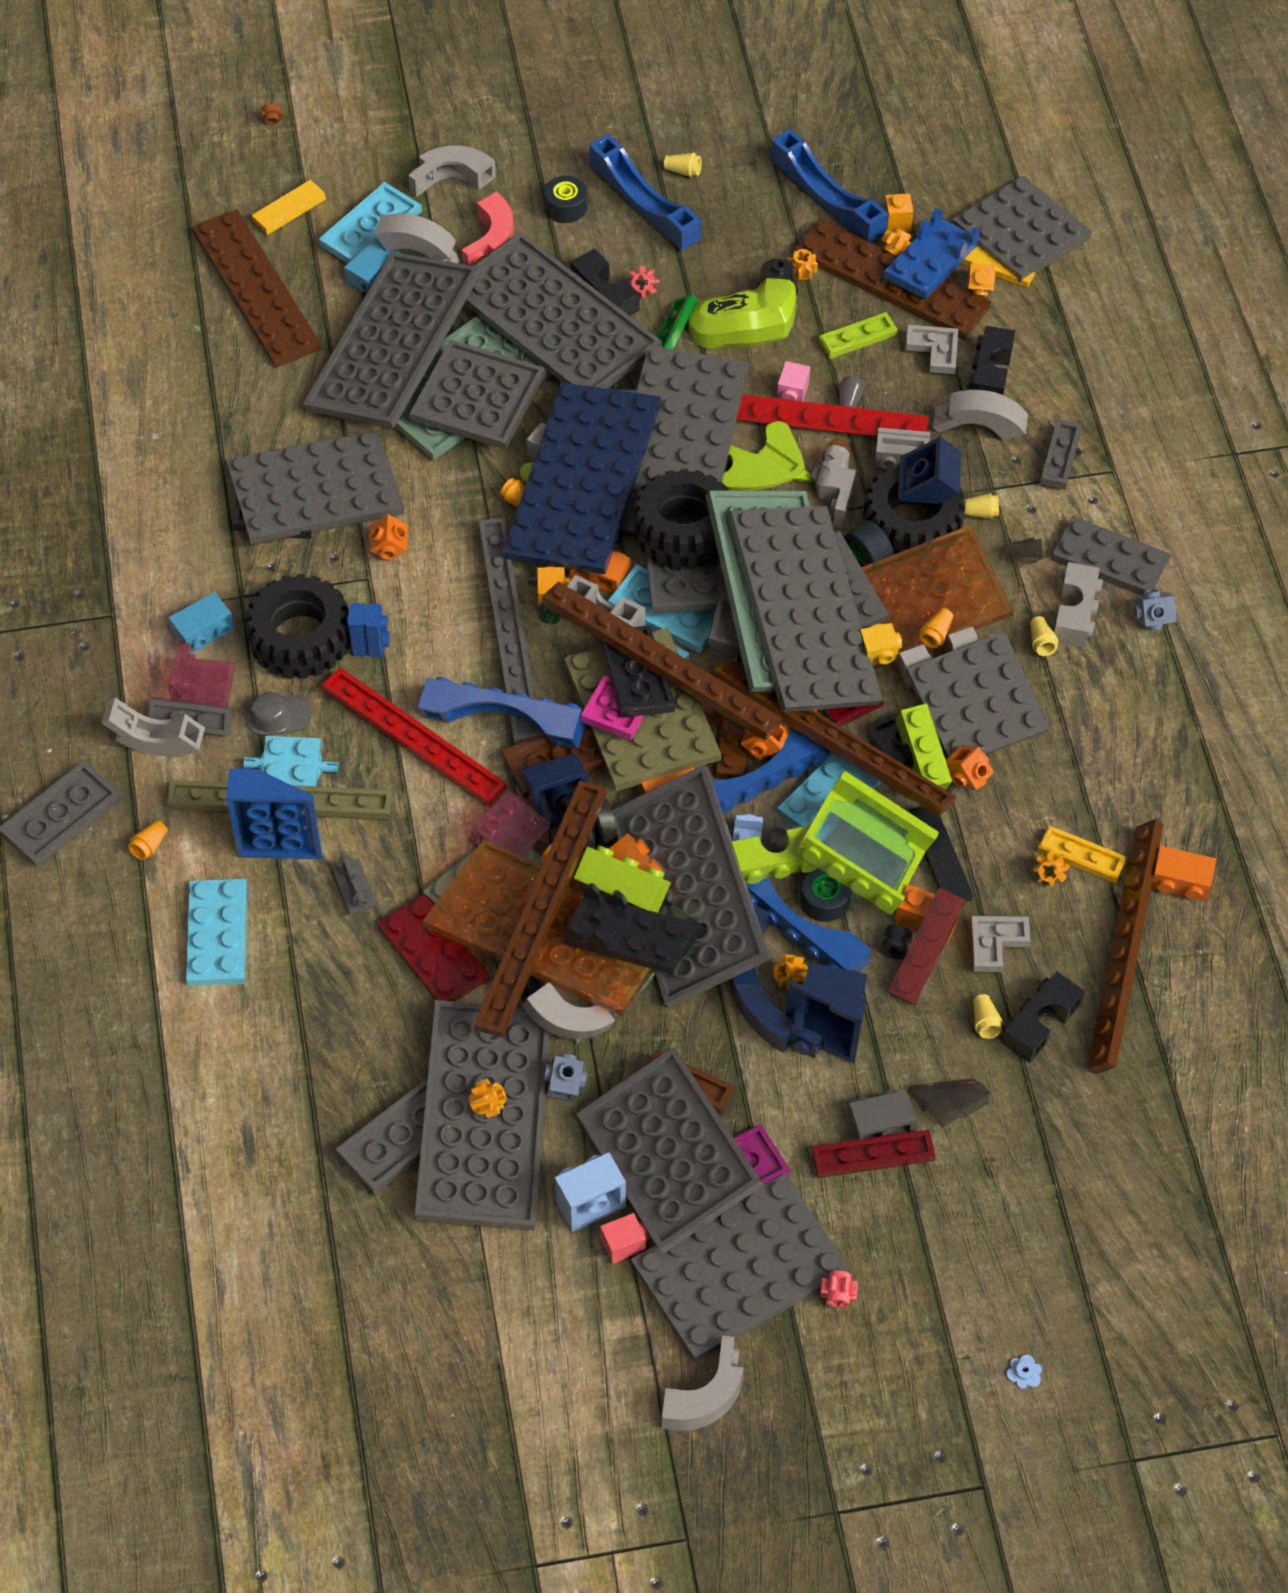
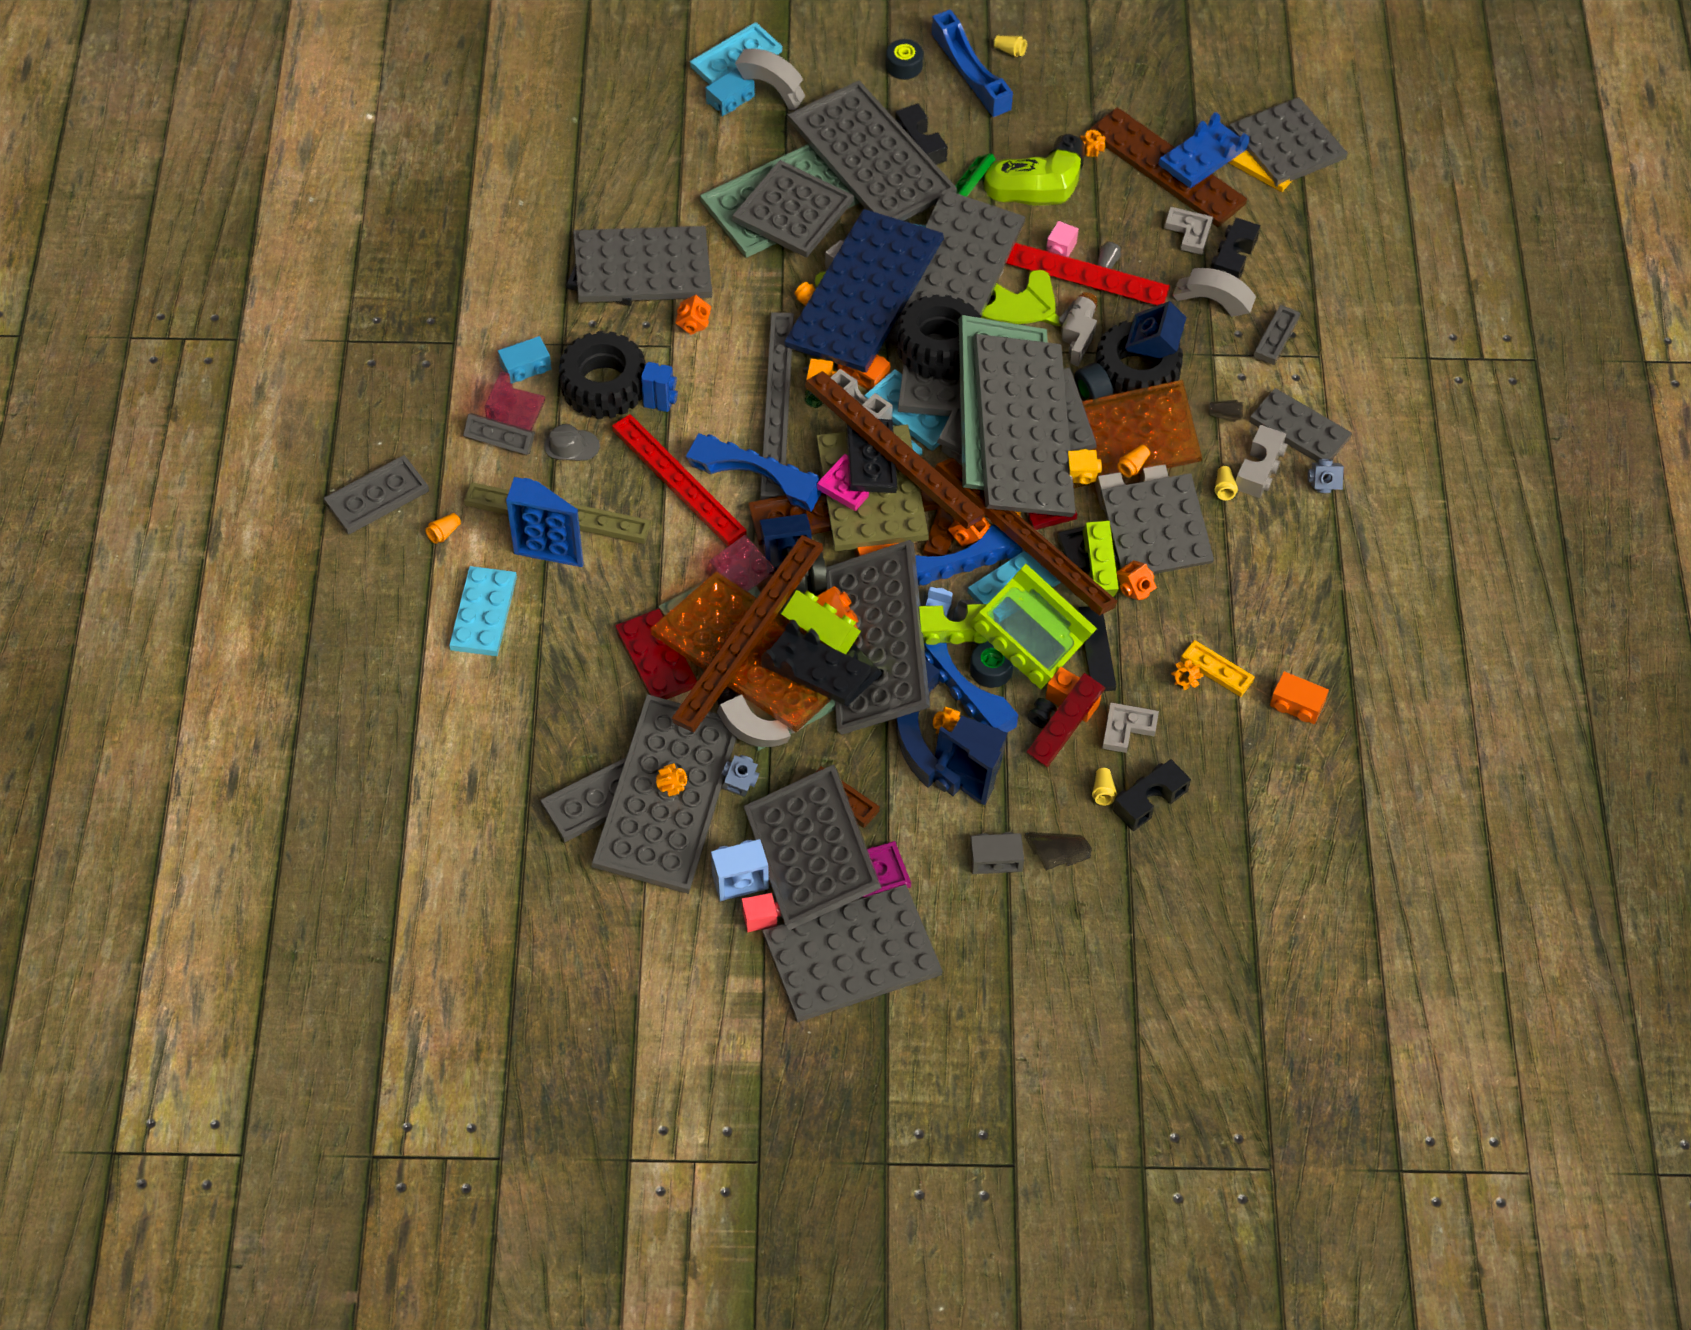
camera: 10 degrees right, 0 degrees up
(153, 736) = (463, 444): light grey arch -> none
(256, 288) = (630, 94): reddish brown plate -> none
(288, 207) = (672, 31): yellow tile -> none
(292, 760) = (575, 483): medium azure plate -> none
(354, 885) = (603, 591): dark grey hinge -> none
(392, 339) = (731, 152): dark grey plate -> none
(452, 162) = (817, 15): light grey arch -> none
(498, 219) = (843, 65): coral arch -> none
(646, 276) = (957, 132): coral gear -> none
(700, 1407) = (799, 1057): light grey arch -> none
(796, 160) = (1107, 56): blue arch -> none
(839, 1289) = (928, 984): coral gear -> none
(857, 335) = (1126, 209): lime tile -> none
(873, 1153) = (983, 881): dark red plate -> none
(896, 241) = (1176, 135): light orange gear -> none
(896, 443) = (1135, 302): light grey hinge -> none
(899, 212) = (1184, 113): light orange brick -> none
(981, 278) = (1242, 177): light orange brick -> none
(982, 506) = (1198, 367): light yellow cone -> none
(1029, 1378) = (1074, 1085): light blue plant -> none
(1125, 947) = (1235, 749): reddish brown plate -> none

